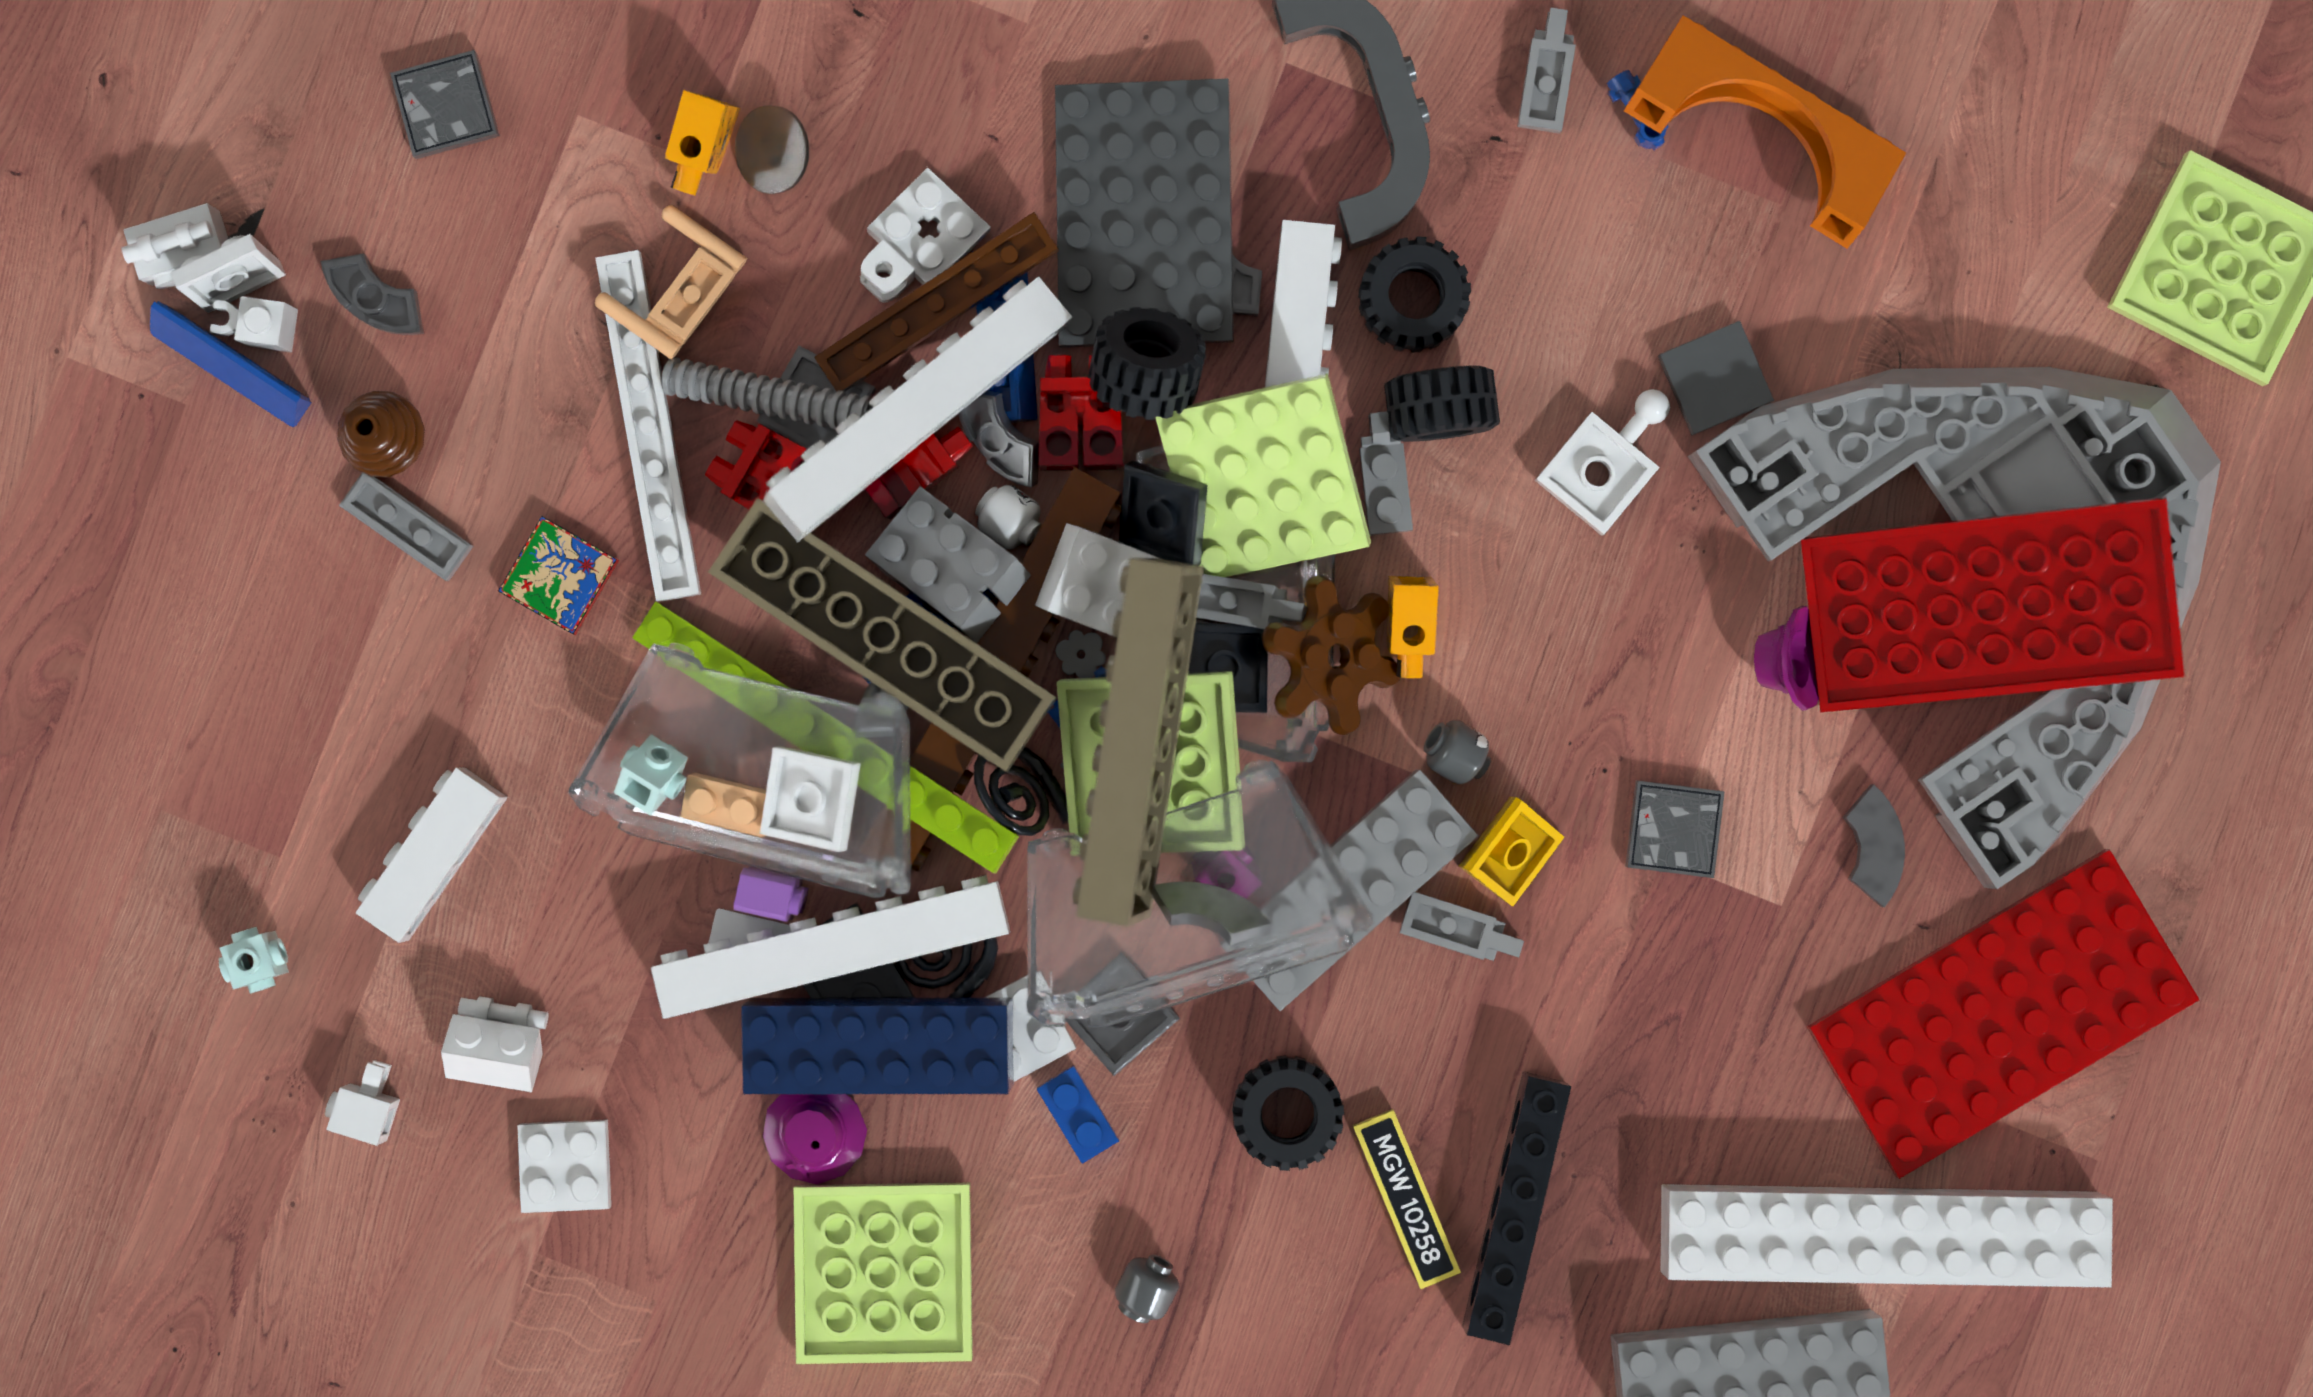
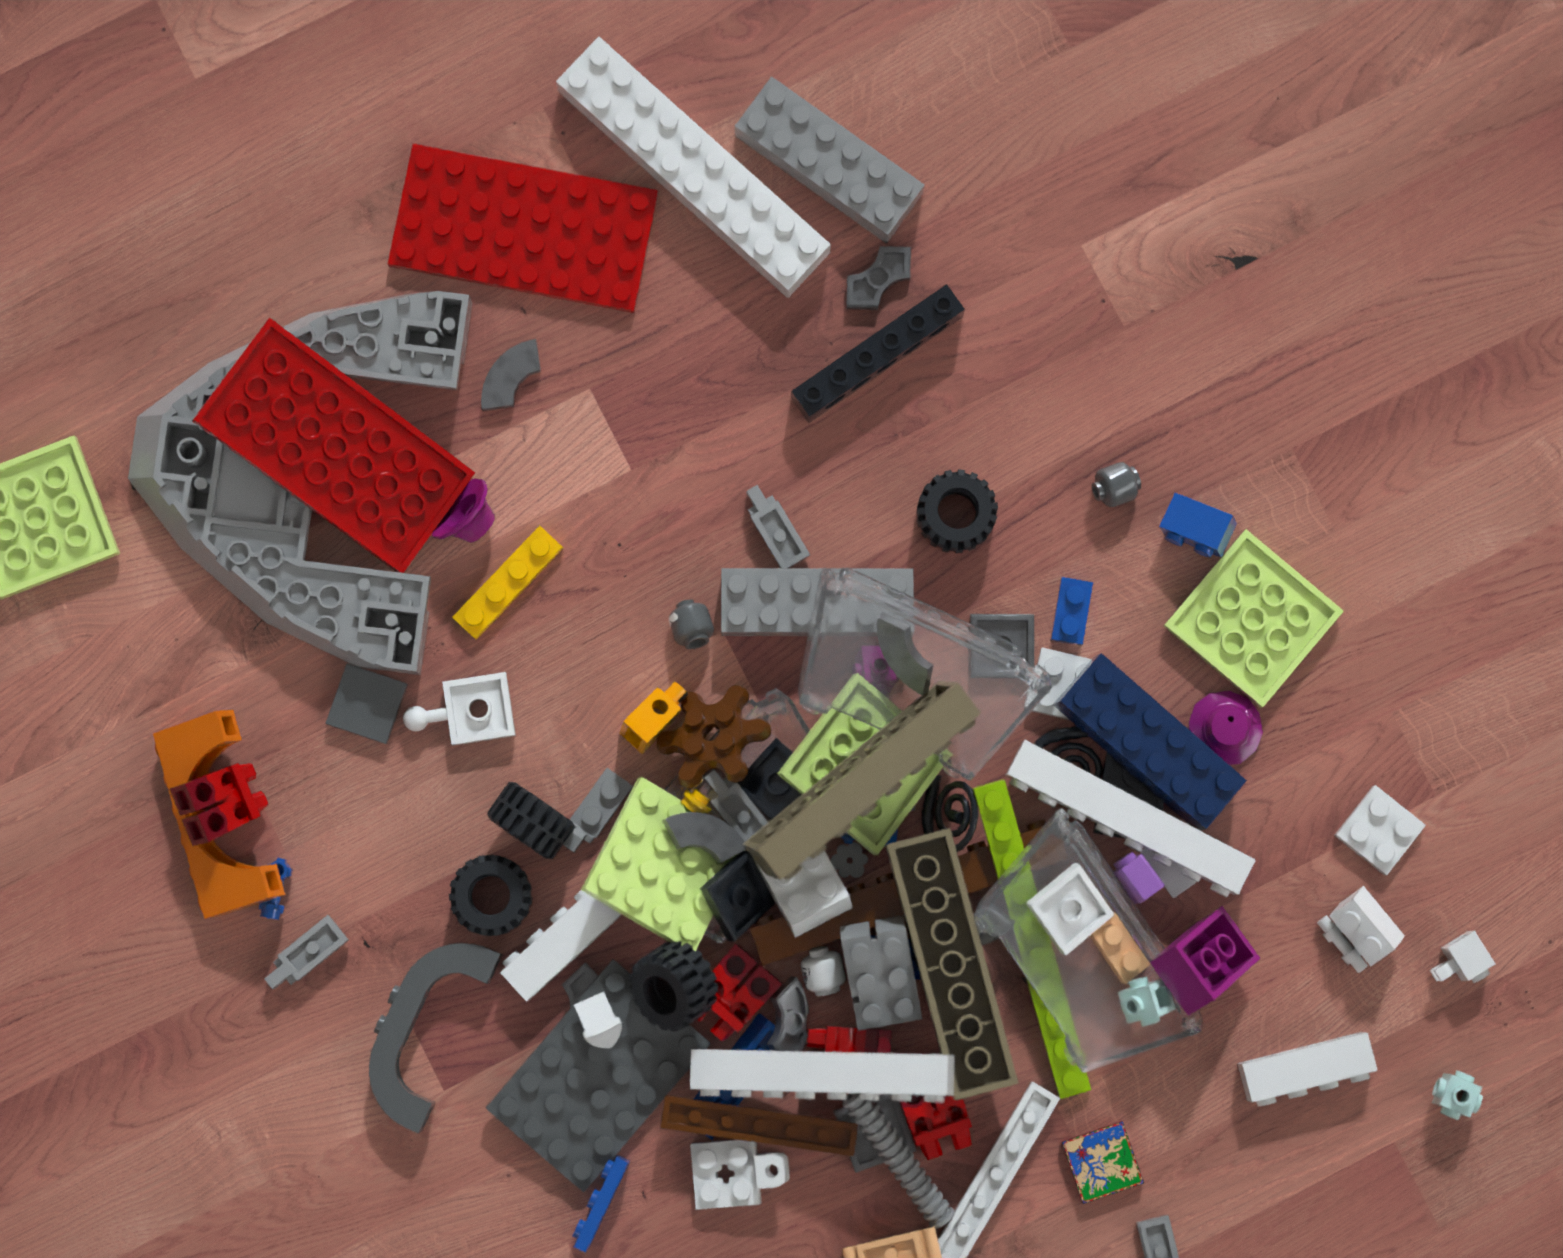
camera: 140 degrees left, 5 degrees down
(626, 868) = (1205, 960): none -> magenta brick
(1024, 1319) = (1197, 526): none -> blue brick
(1029, 88) = (599, 1203): none -> blue plate
(1191, 262) = (599, 1022): none -> white tile
(1253, 547) = (704, 832): none -> flat silver tile
(1289, 571) = (696, 801): none -> yellow plate
(1406, 1199) = (932, 410): tile -> none
(1511, 850) = (709, 545): yellow slope -> none
(1588, 1270) = (889, 268): none -> flat silver tile
(1674, 829) = (610, 479): tile -> none
(1684, 629) = (507, 582): none -> yellow plate
(1774, 159) = (231, 800): none -> hips

